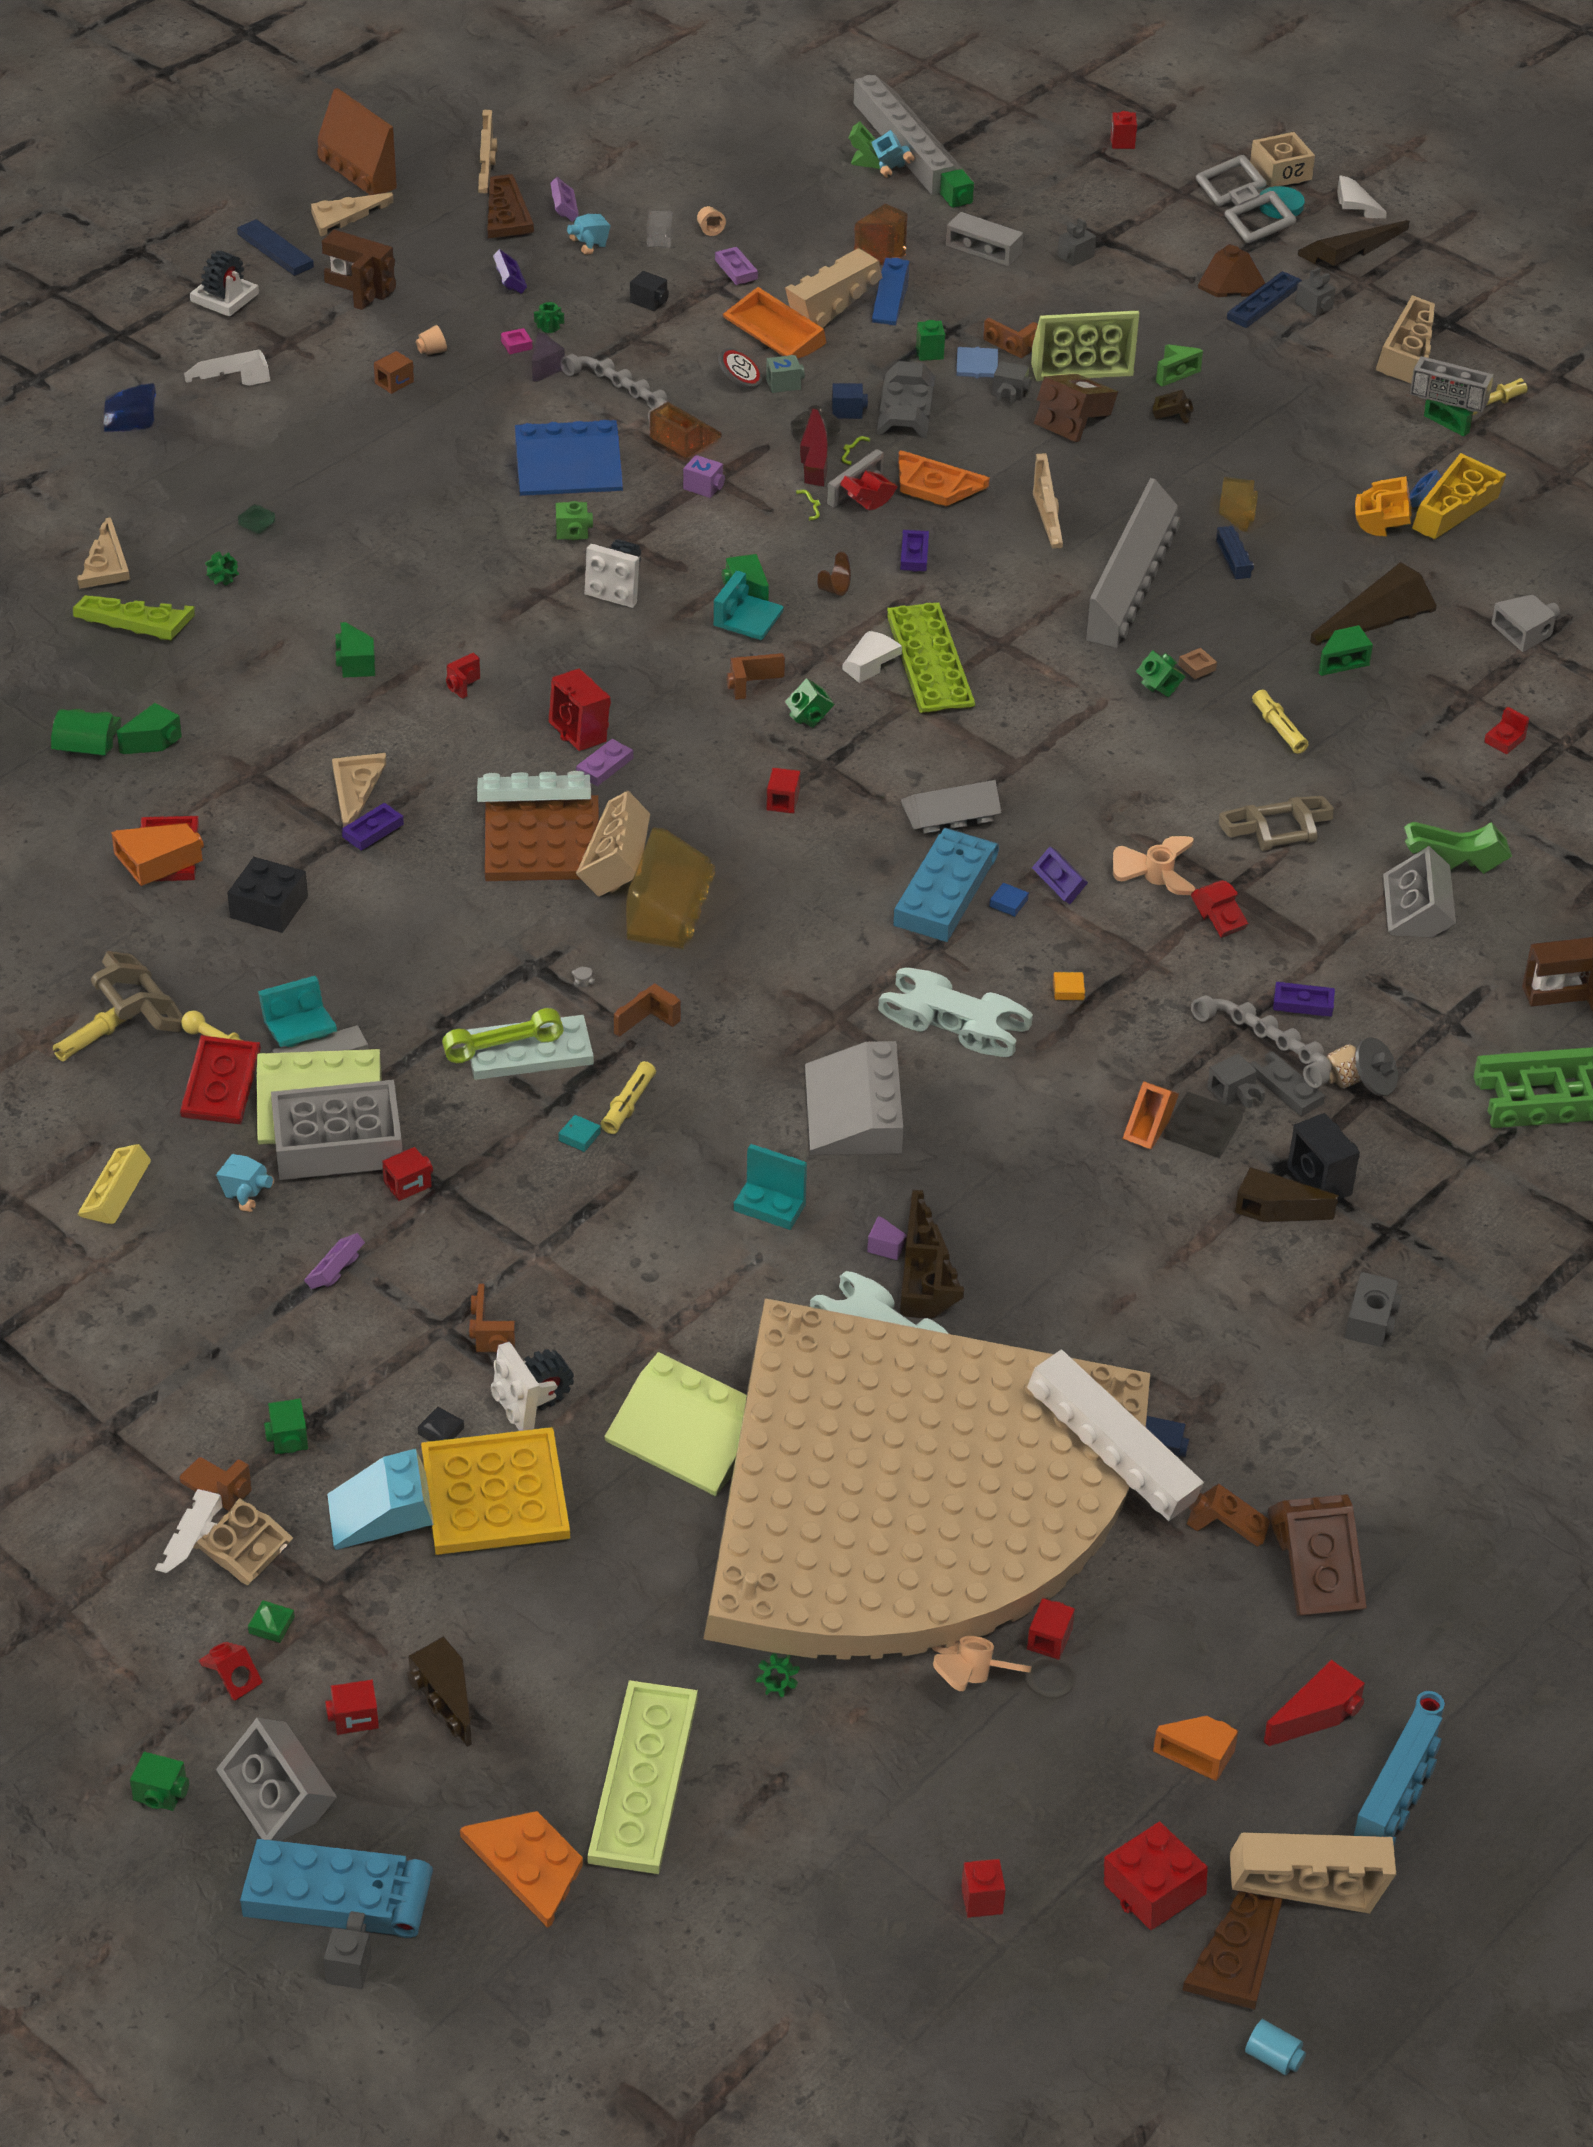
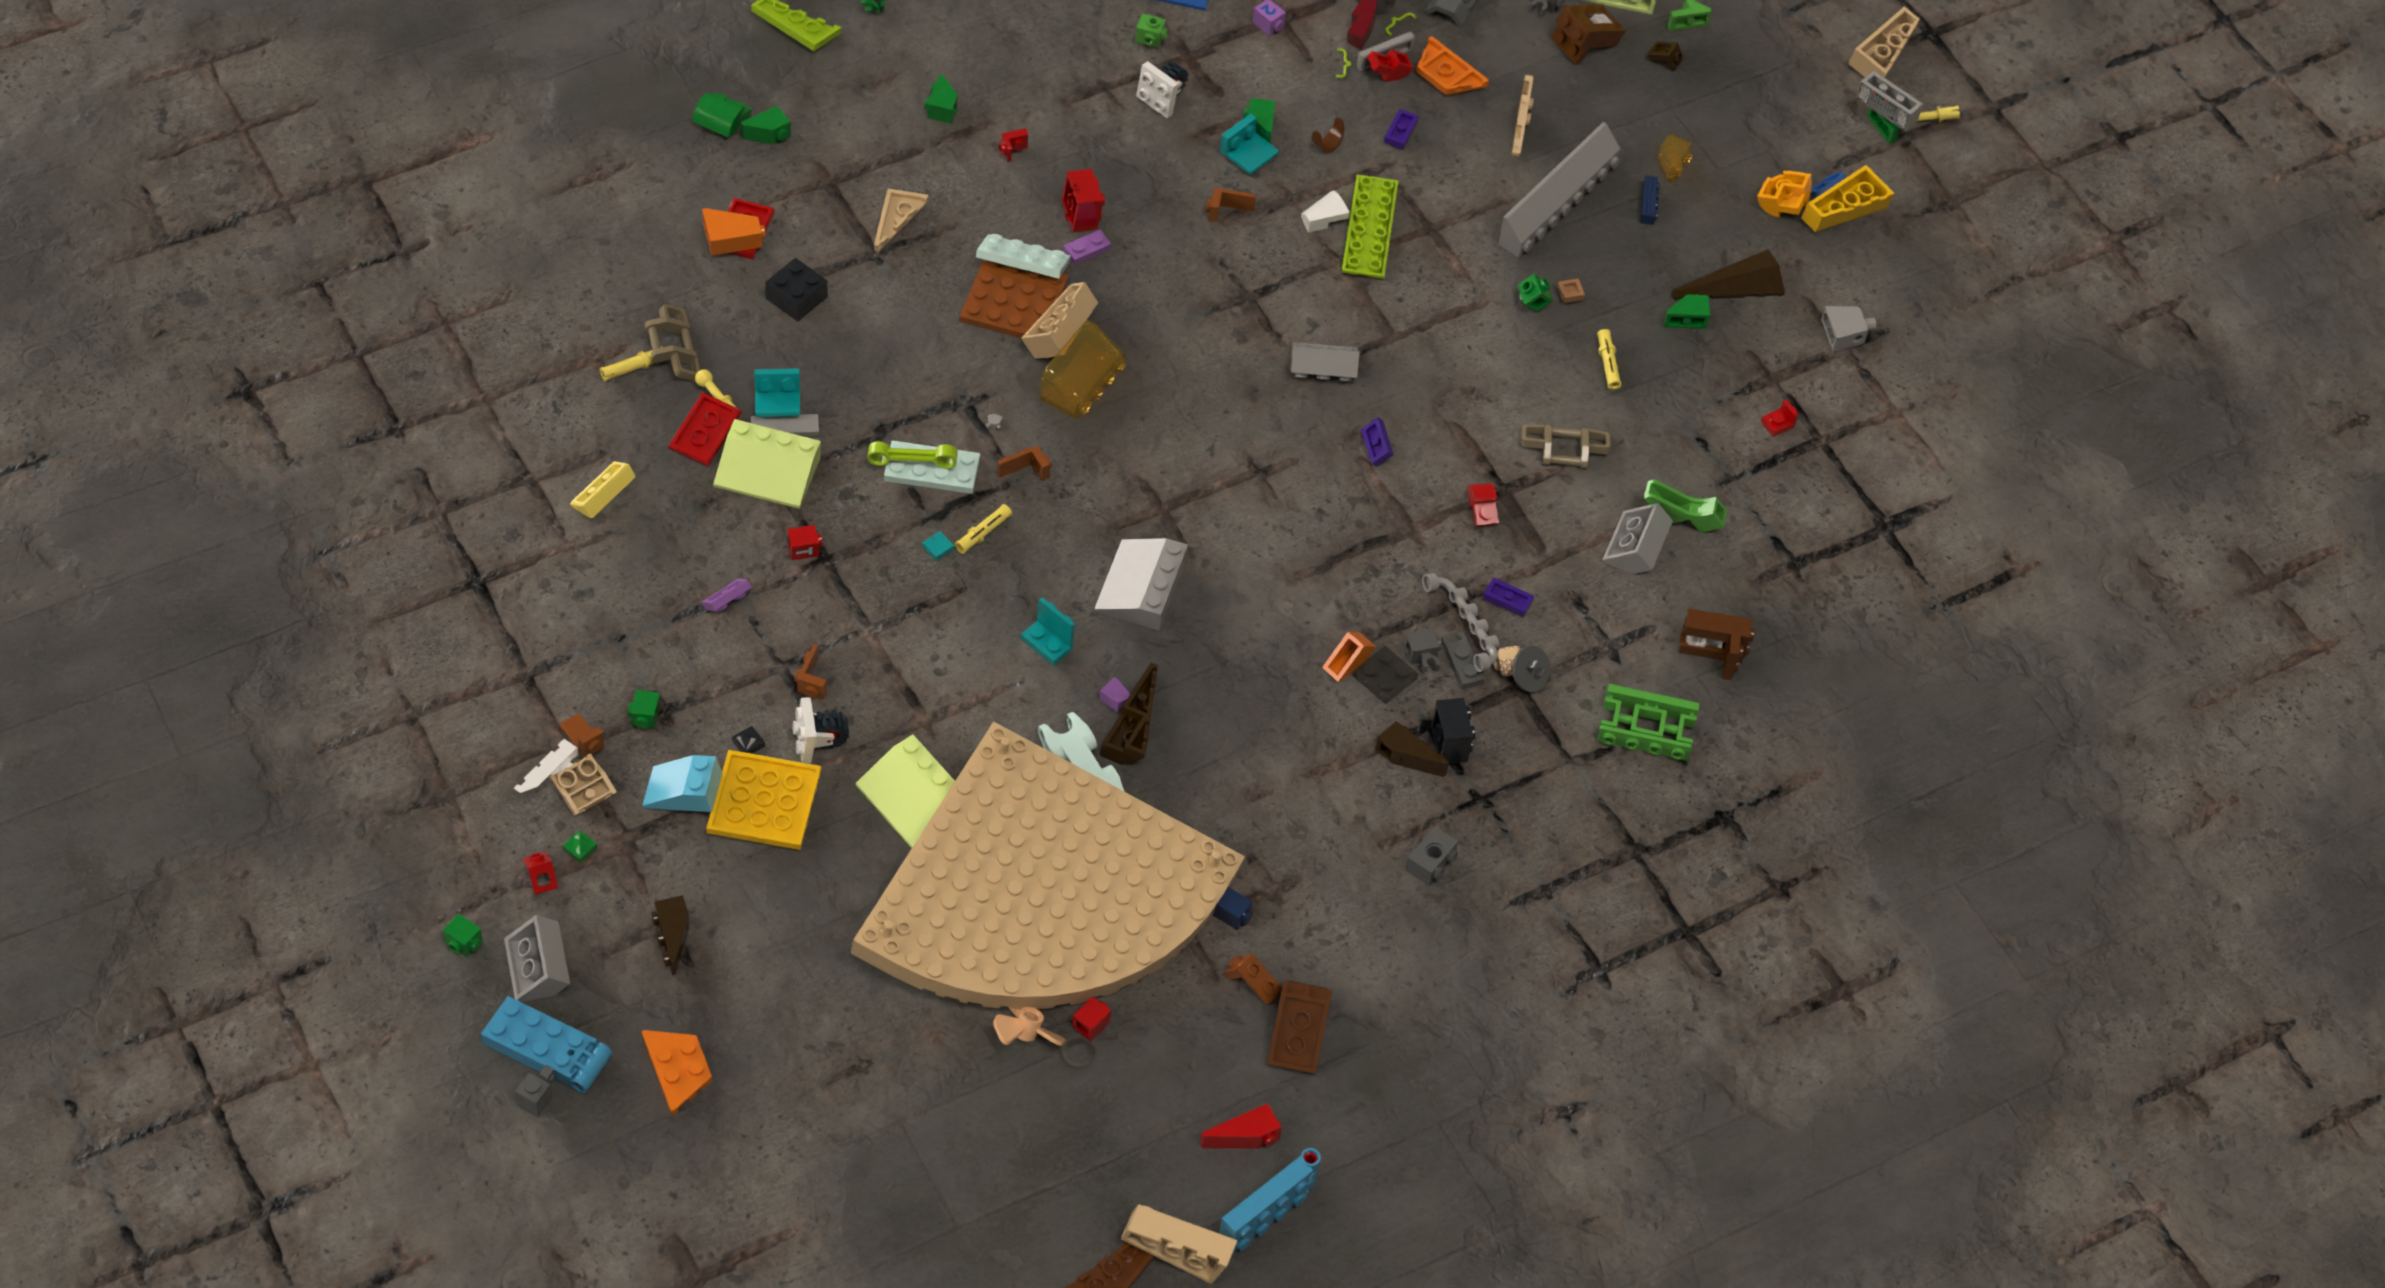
camera: 15 degrees right, 10 degrees up
(244, 1179) = (689, 513): medium azure piece -> none
(335, 1129) = (766, 493): light grey slope -> none
(353, 1707) = (607, 924): red brick -> none
(372, 826) = (895, 253): dark purple plate -> none
(643, 1777) = (774, 1034): yellowish green plate -> none
(772, 1682) = (893, 992): green gear -> none
(783, 790) = (1205, 310): red brick -> none
(809, 703) = (1257, 242): green brick -> none
(938, 1005) = (1237, 521): light aqua piece -> none
(945, 884) = (1290, 423): dark azure hinge -> none
(983, 1888) = (960, 1183): red brick -> none
(1009, 899) = (1331, 450): blue tile -> none
(1069, 986) = (1341, 534): light orange tile -> none
(1115, 1435) = (1191, 896): white brick -> none
(1155, 1875) = (1076, 1212): red brick -> none
(1156, 865) = (1453, 453): light nougat piece -> none
(1197, 1744) = (1152, 1132): orange slope -> none

